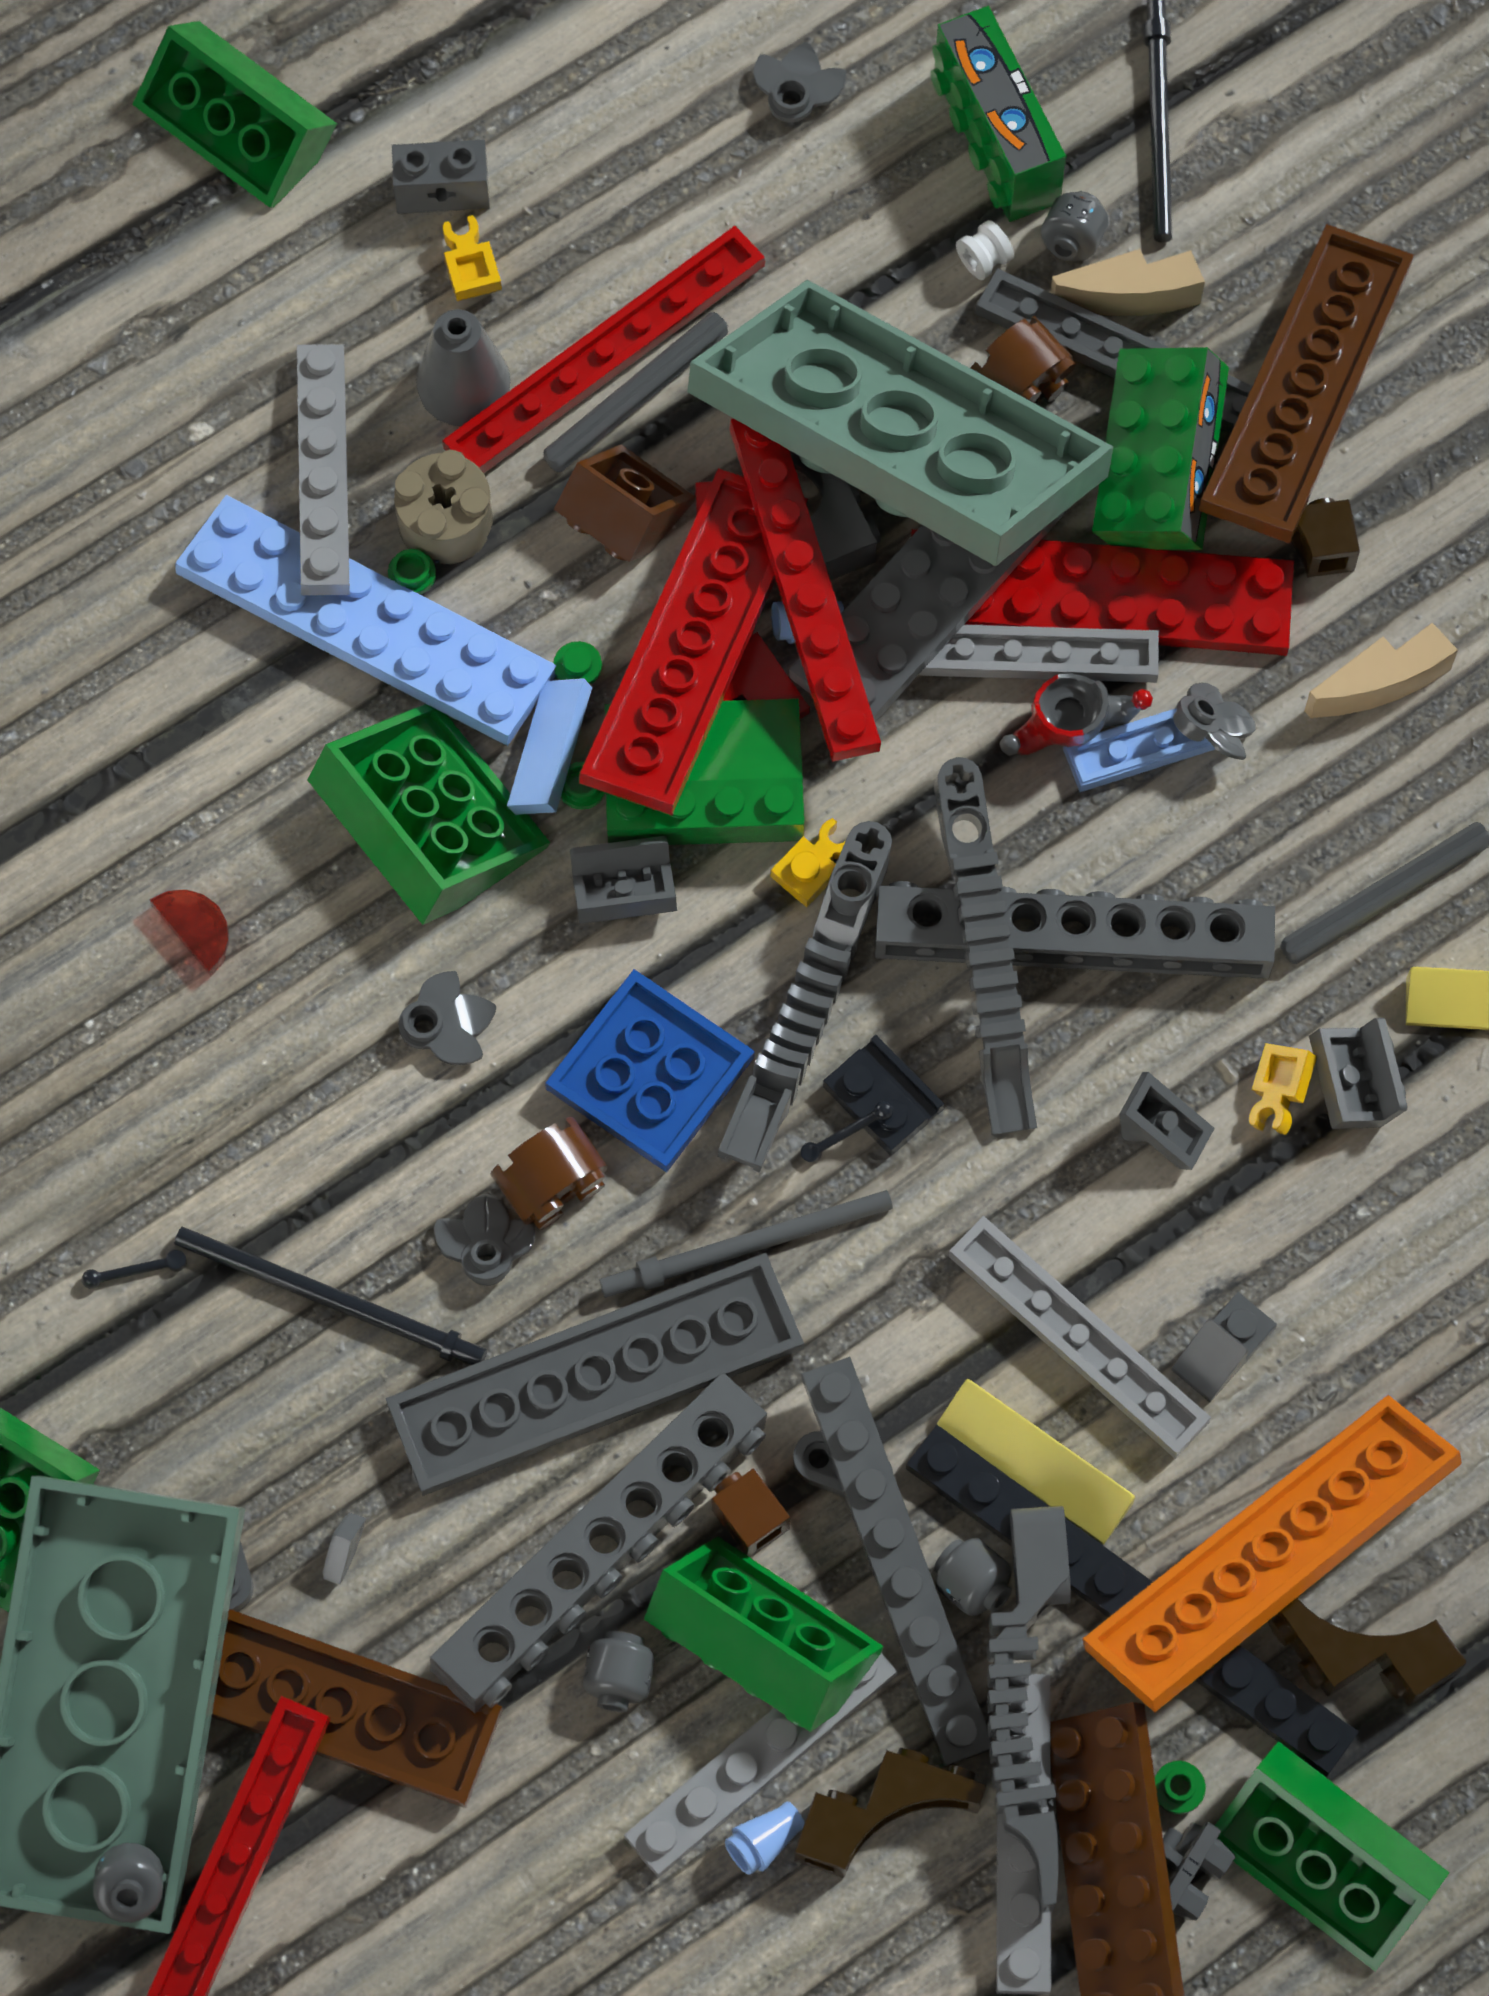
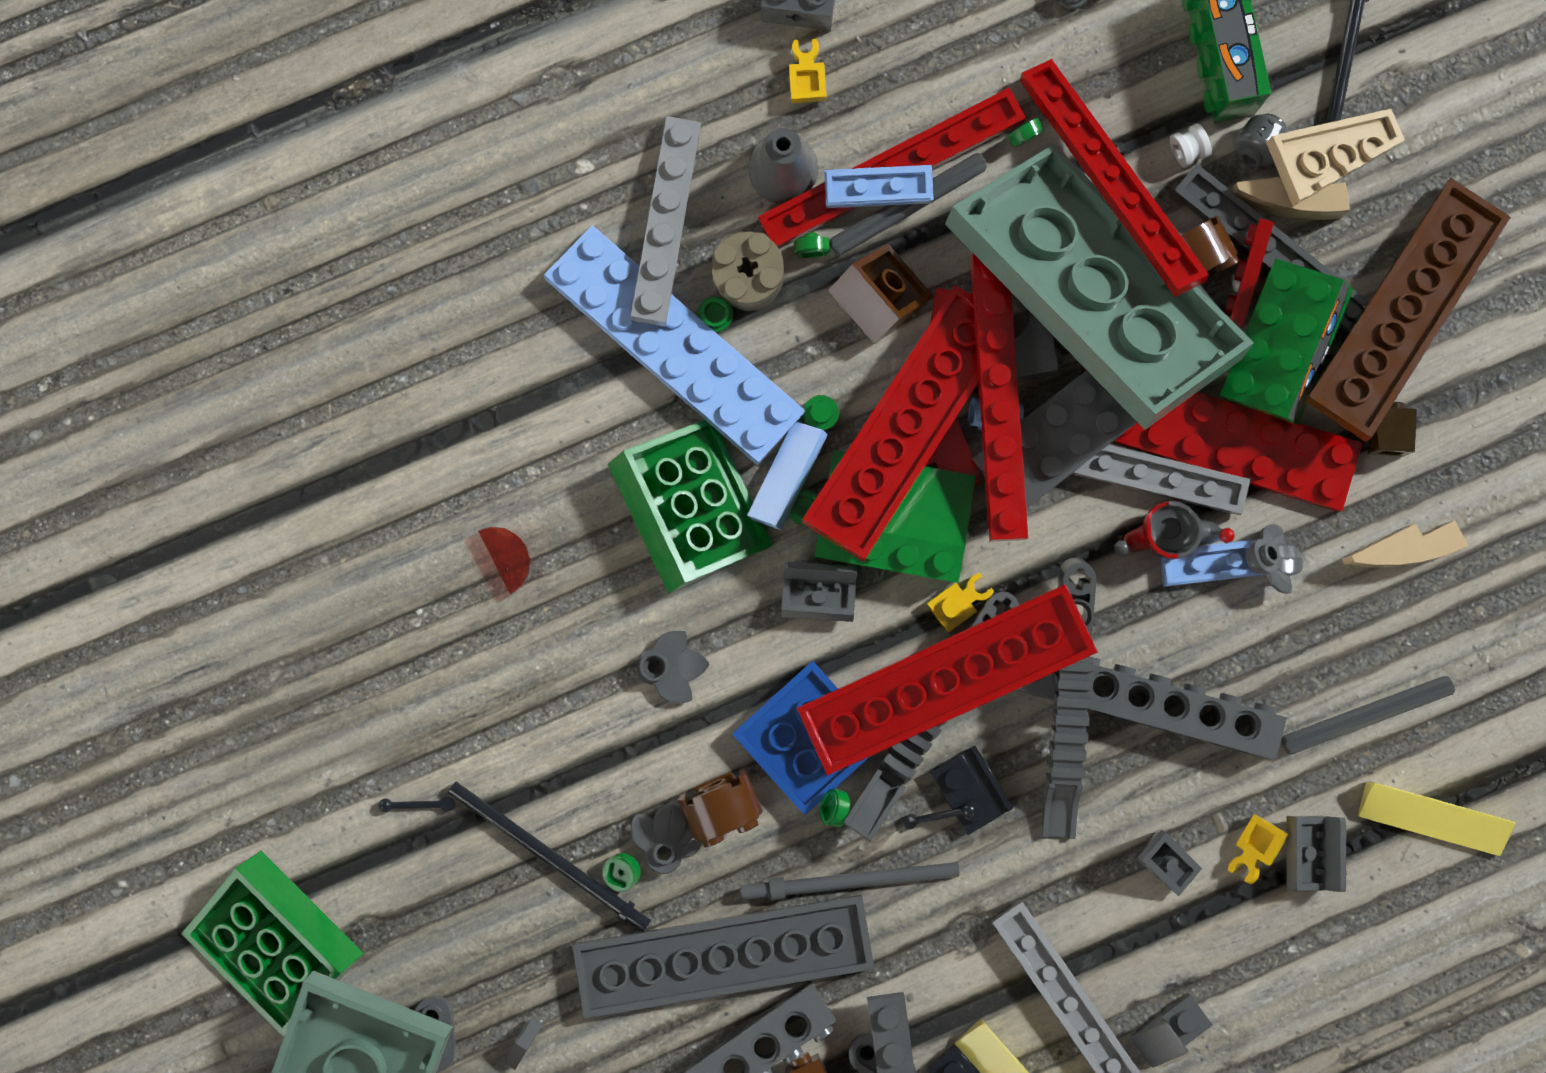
camera: 15 degrees right, 15 degrees up
(433, 1294) = (621, 872): none -> green tile
(521, 464) = (811, 246): none -> green tile
(592, 372) = (878, 186): none -> light blue tile
(703, 1142) = (834, 808): none -> green tile
(769, 275) = (1026, 132): none -> green tile
(813, 939) = (947, 679): none -> red plate
(891, 297) = (1114, 178): none -> red plate
(1093, 378) = (1248, 271): none -> red plate
(1163, 218) = (1328, 152): none -> tan wing

